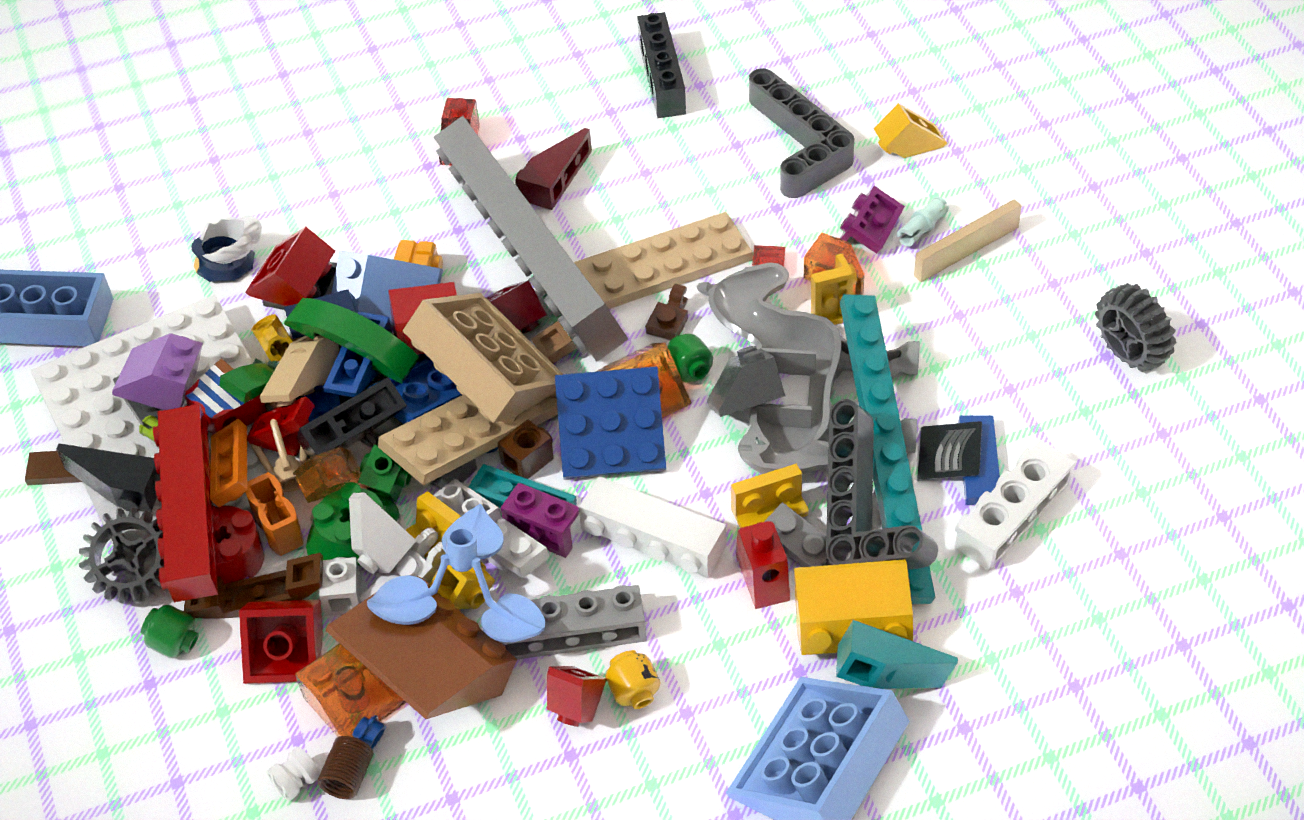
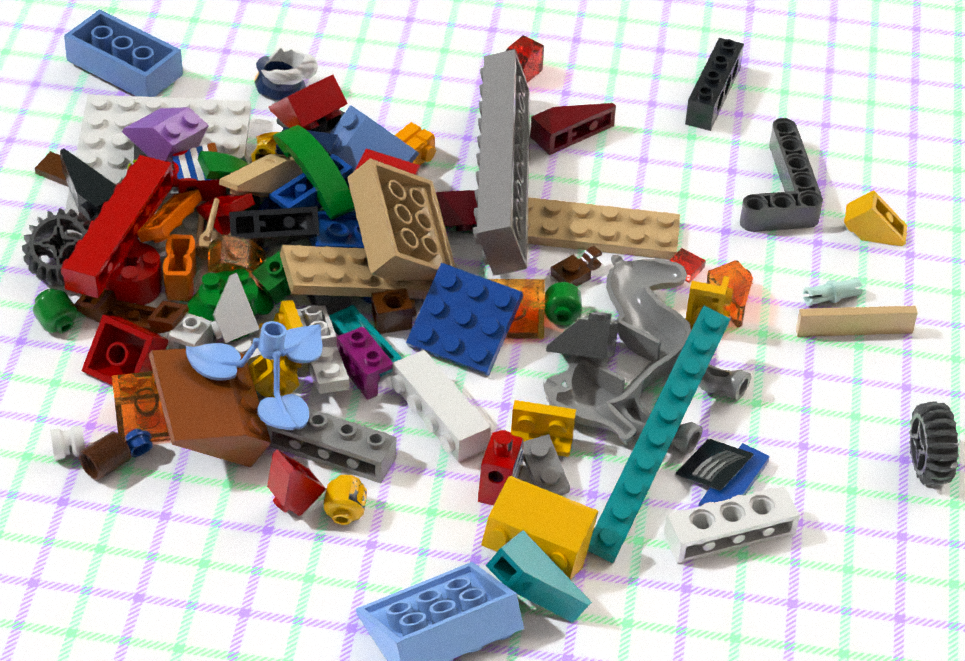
camera: 25 degrees right, 5 degrees down
(554, 342) = (467, 249): medium nougat plate -> none
(859, 498) = (600, 450): dark grey beam -> none
(872, 220) = (792, 271): magenta bracket -> none

